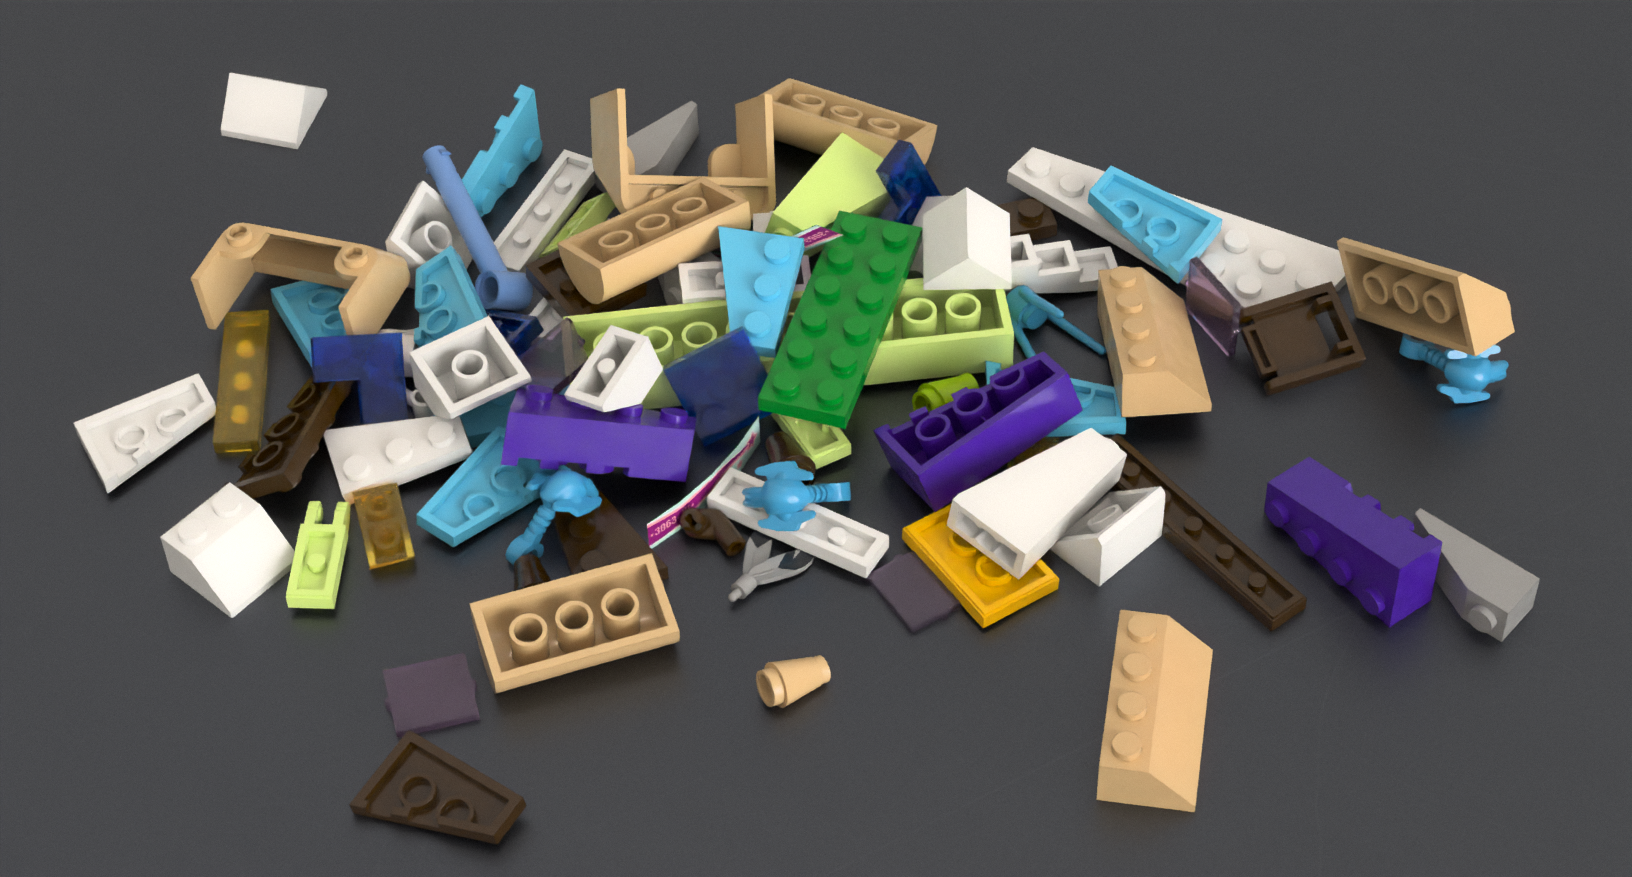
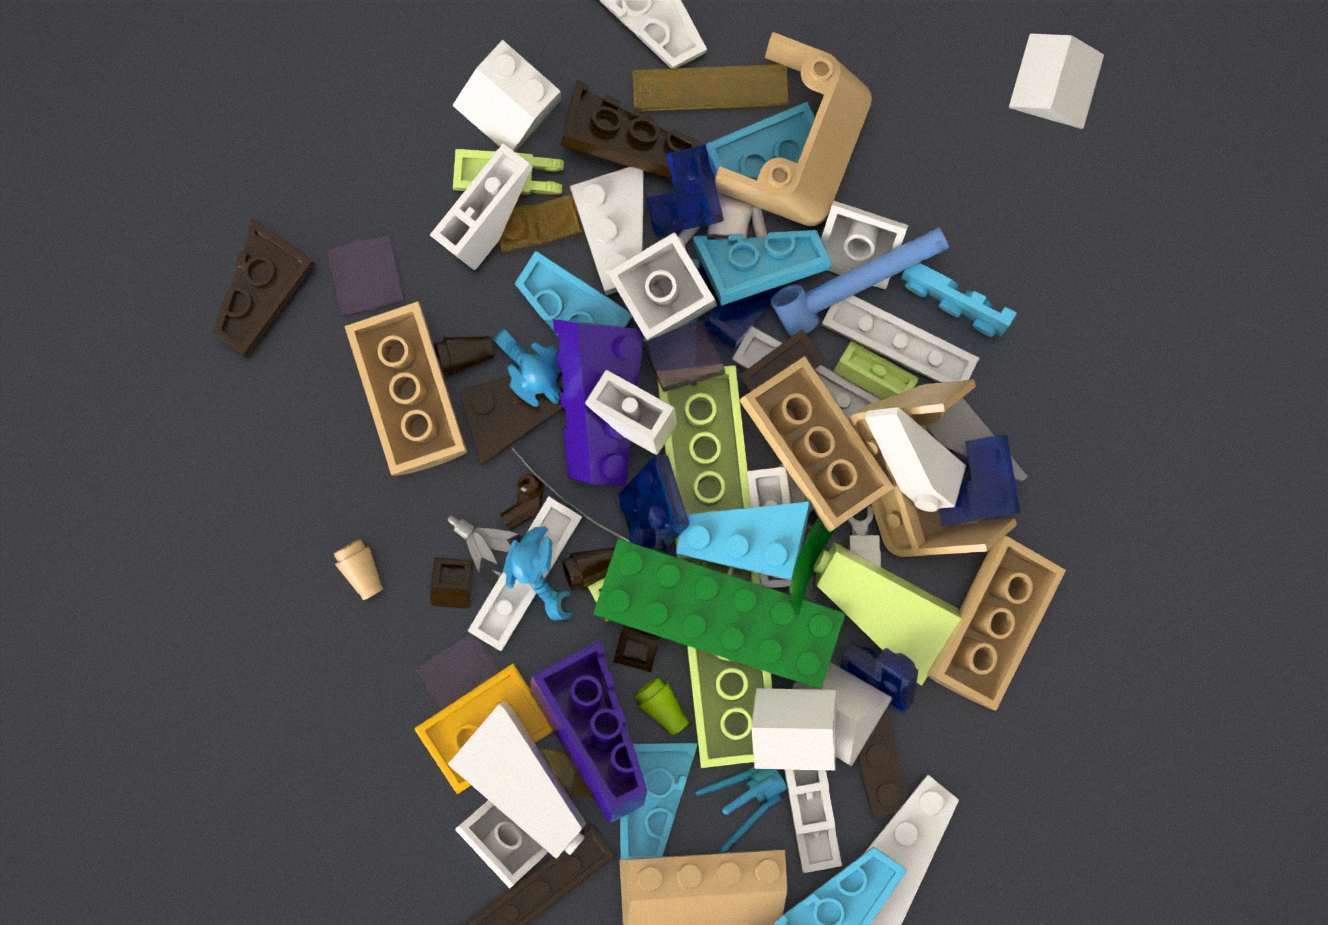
camera: 90 degrees right, 35 degrees up
(361, 551) = (484, 208): none -> white slope
(673, 153) = (916, 459): none -> white slope
(702, 116) = (992, 486): none -> clear blue plate
(808, 596) = (451, 583): none -> dark brown slope
(869, 416) = (636, 648): none -> dark brown slope
(1154, 714) = (310, 864): tan slope -> none

